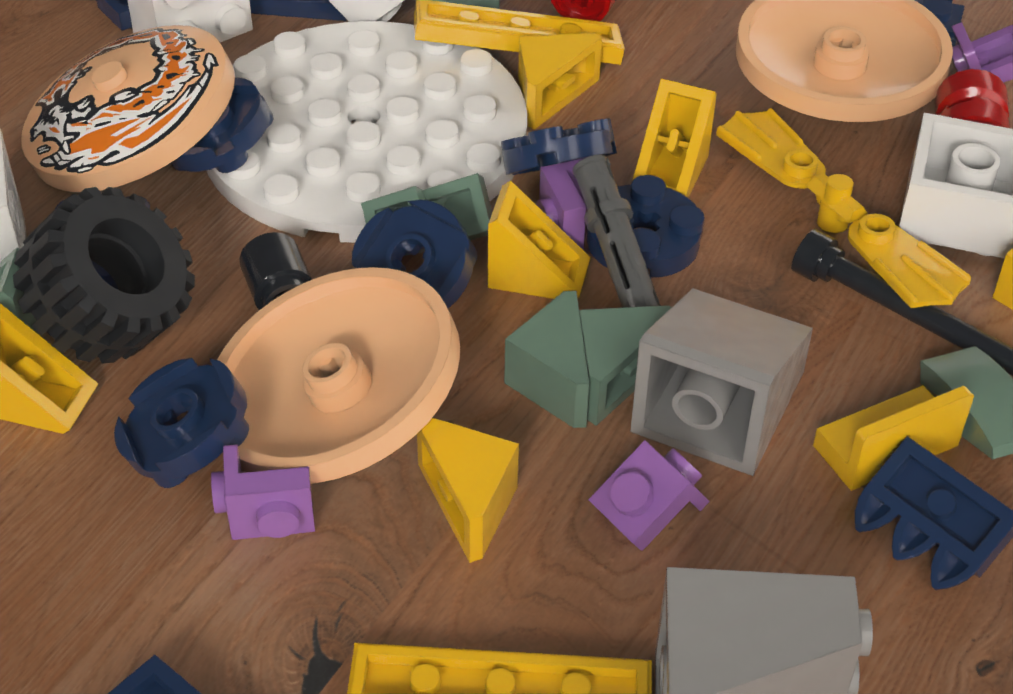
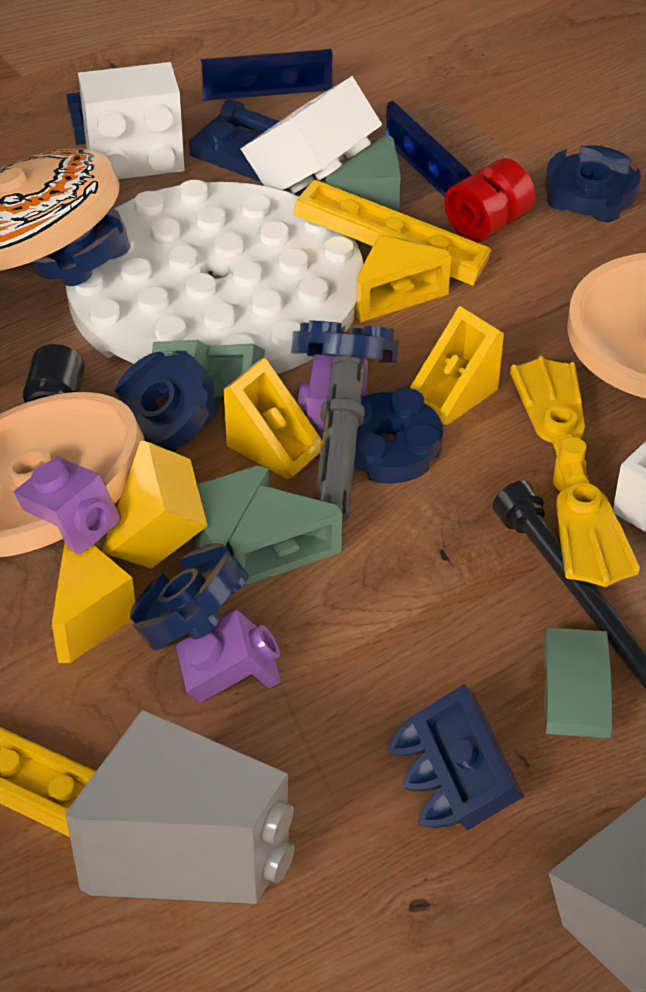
camera: 25 degrees right, 0 degrees up
(415, 381) = (70, 500): none -> medium lavender bracket
(497, 366) = (156, 508): none -> yellow slope
(572, 468) = (189, 599): none -> dark blue plate
(717, 378) = (346, 578): light grey slope -> none
(866, 440) = (500, 679): yellow panel -> none

